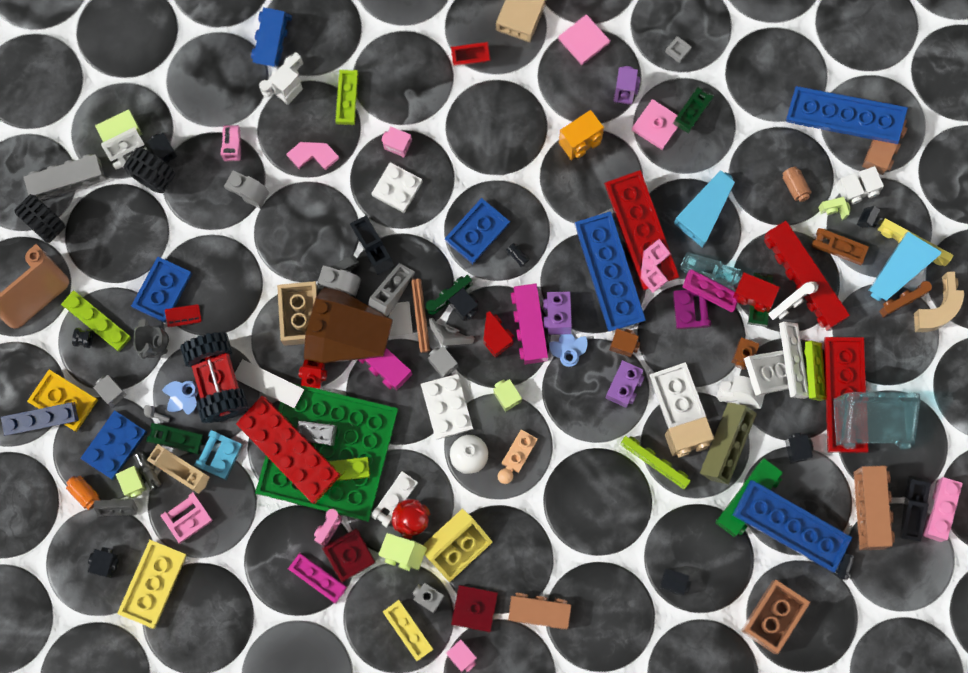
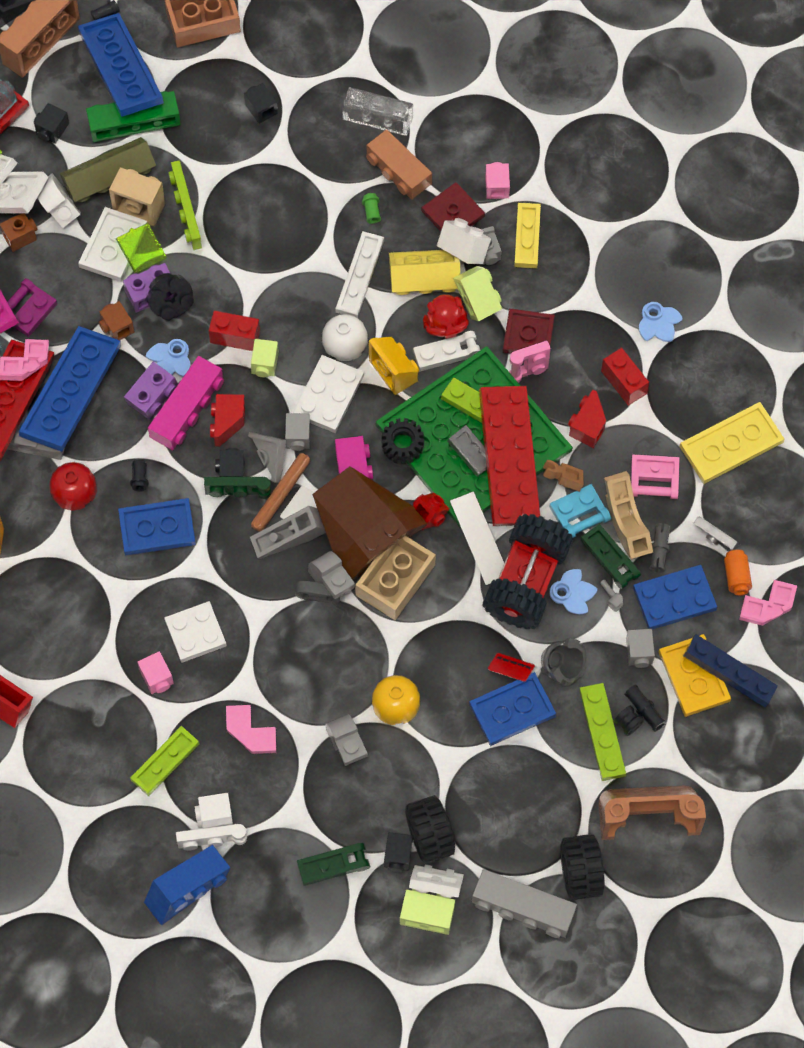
camera: 145 degrees left, 10 degrees down
(43, 495) = (762, 611): none -> bright pink tile
(79, 355) = (645, 708): none -> black pin
(103, 562) = (765, 493): black brick -> none
(131, 482) = (683, 546): yellowish green brick -> none
(197, 115) = (332, 864): none -> dark green plate
(231, 143) = (322, 805): bright pink leg -> none
(239, 240) = (396, 700): none -> yellow cylinder
(243, 470) = (567, 475): none -> medium nougat plate
(257, 520) = (589, 422): none -> red slope
(258, 573) = (625, 376): none -> red brick
(266, 635) = (659, 325): none -> light blue plate
(317, 578) = (573, 338): dark pink tile -> none
(370, 415) = (400, 428): none -> black tyre
(372, 245) = (268, 593): black slope -> none
(418, 456) = (392, 364): none -> yellow slope
(442, 581) = (464, 241): none -> white piece
(498, 509) = (360, 274): none -> white tile
(516, 456) = (303, 303): light nougat plate -> none
(530, 564) = (371, 202): none -> bright green pin
(542, 397) = (233, 330): none -> red brick
(552, 216) = (73, 486): none -> red cylinder
(588, 642) = (377, 111): none -> clear brick
(603, 383) = (178, 304): none -> black plate
(655, 406) = (141, 248): none -> clear neon green piece

